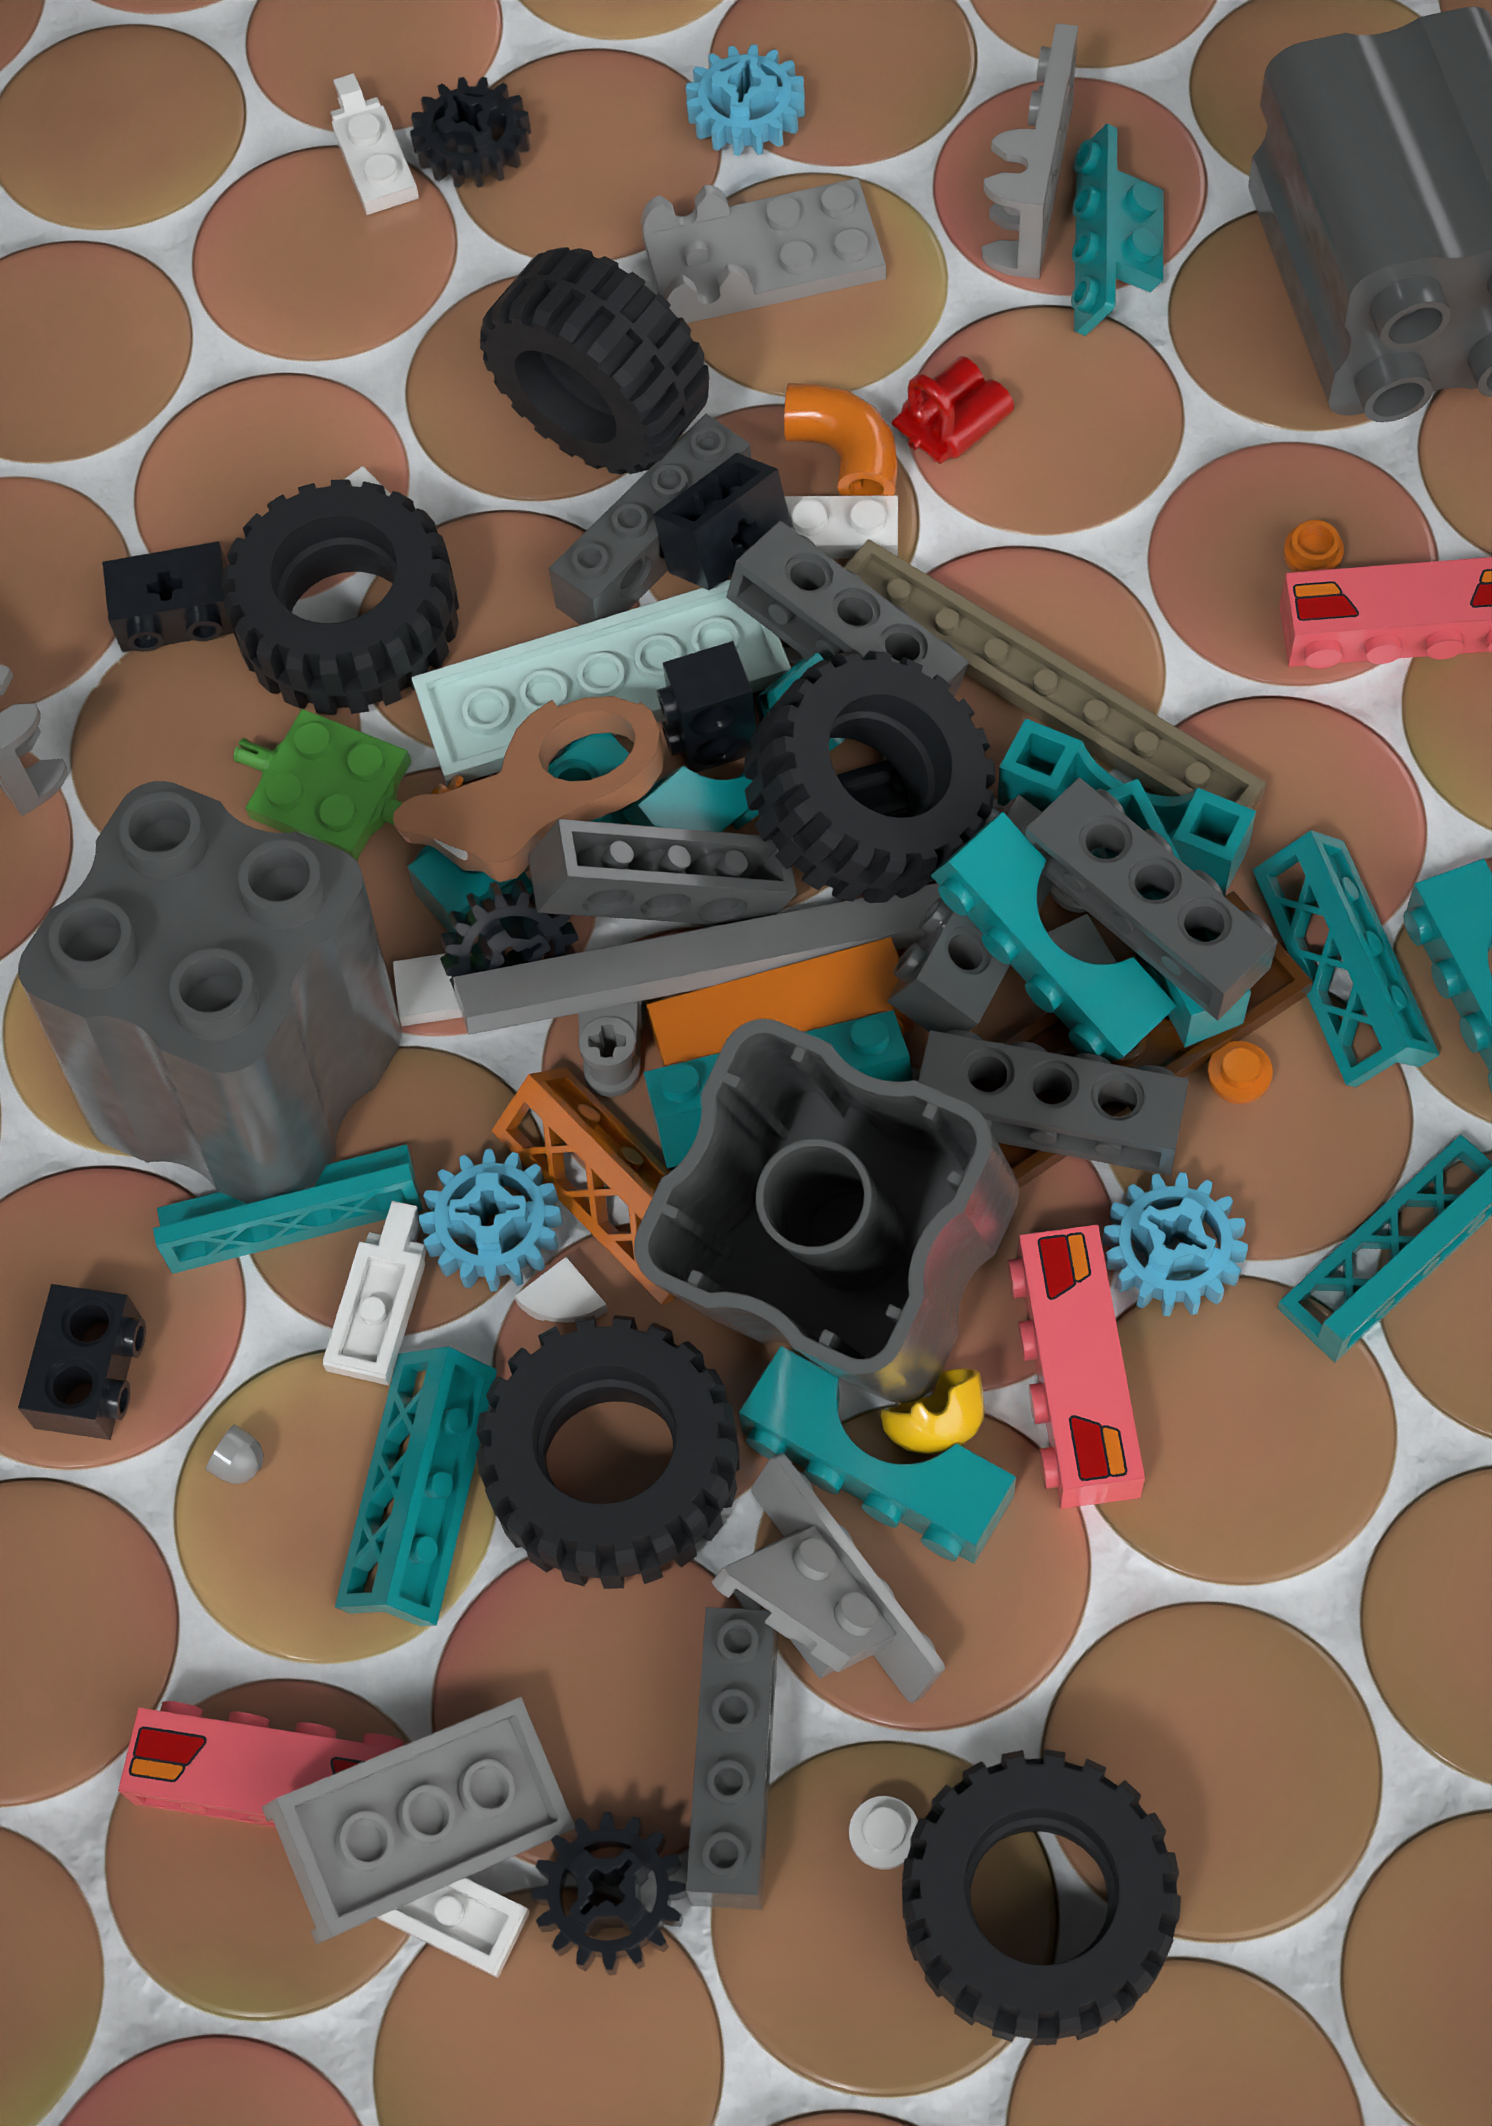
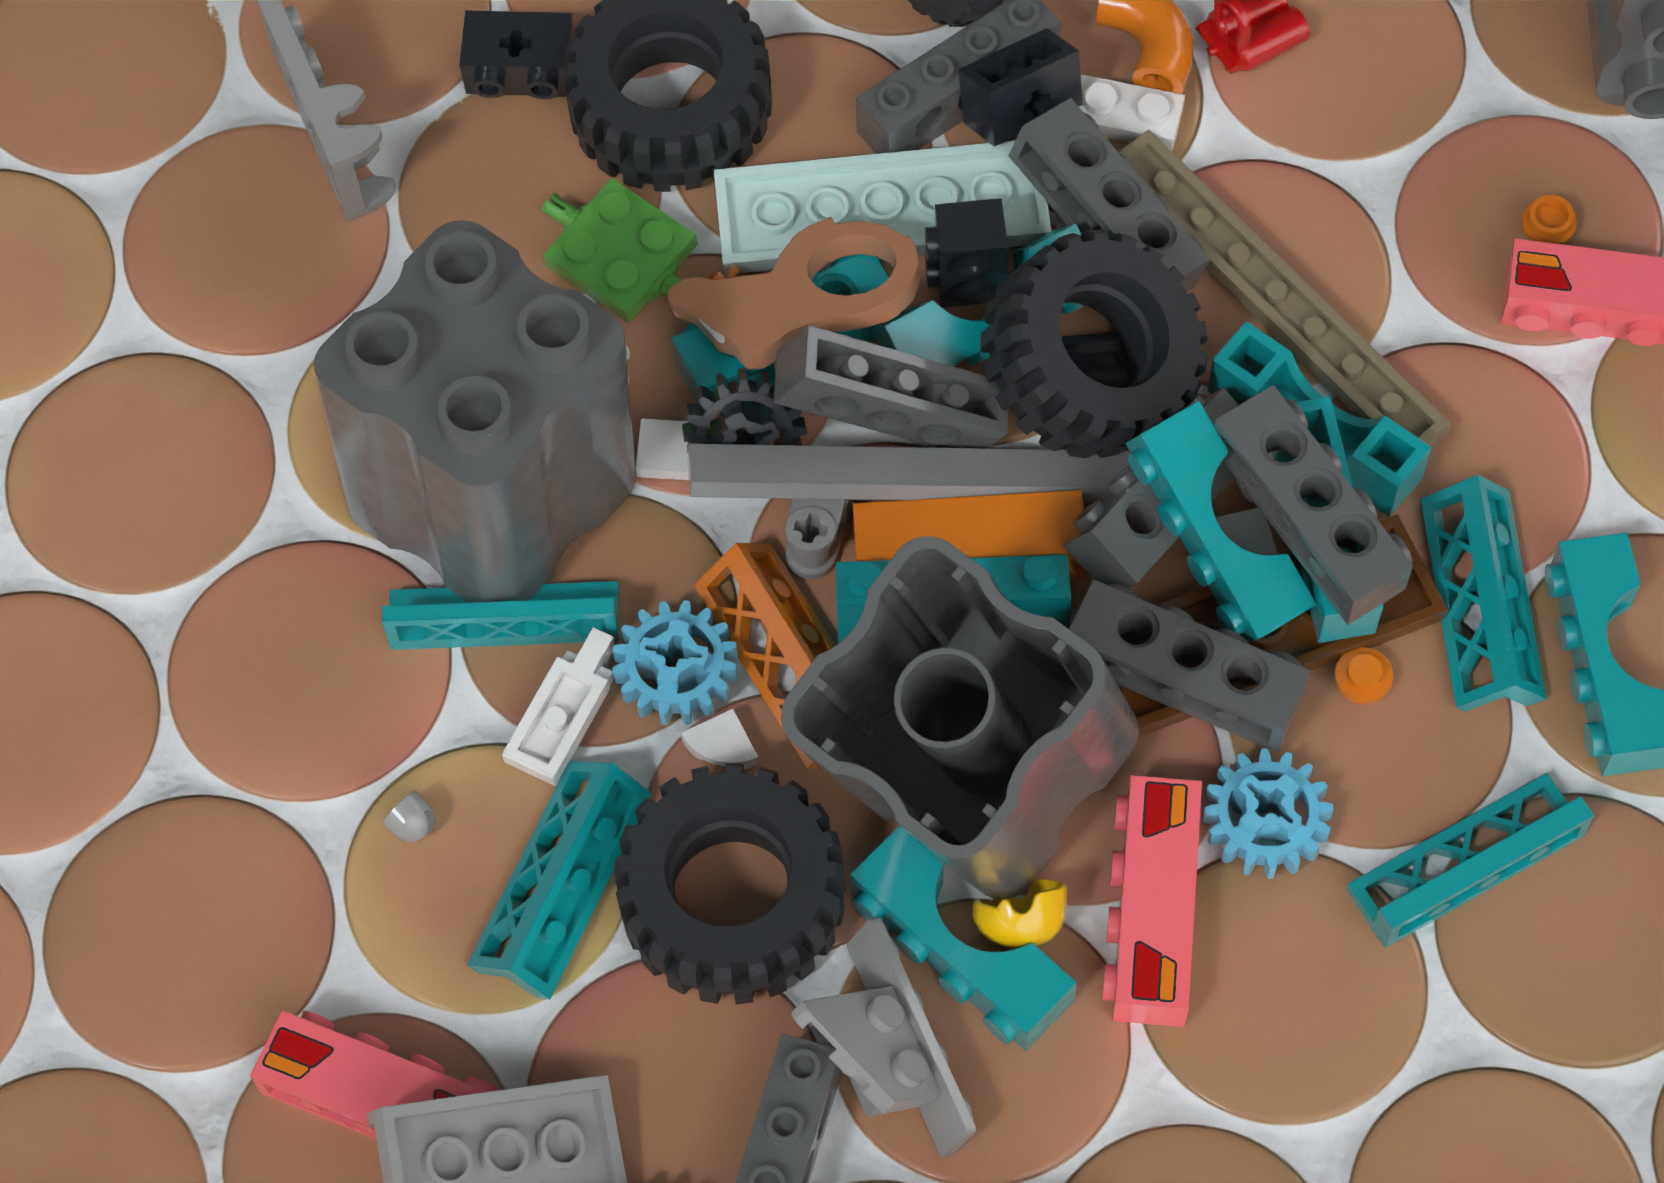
camera: 10 degrees right, 0 degrees up
(65, 1361) = (284, 705): black brick -> none

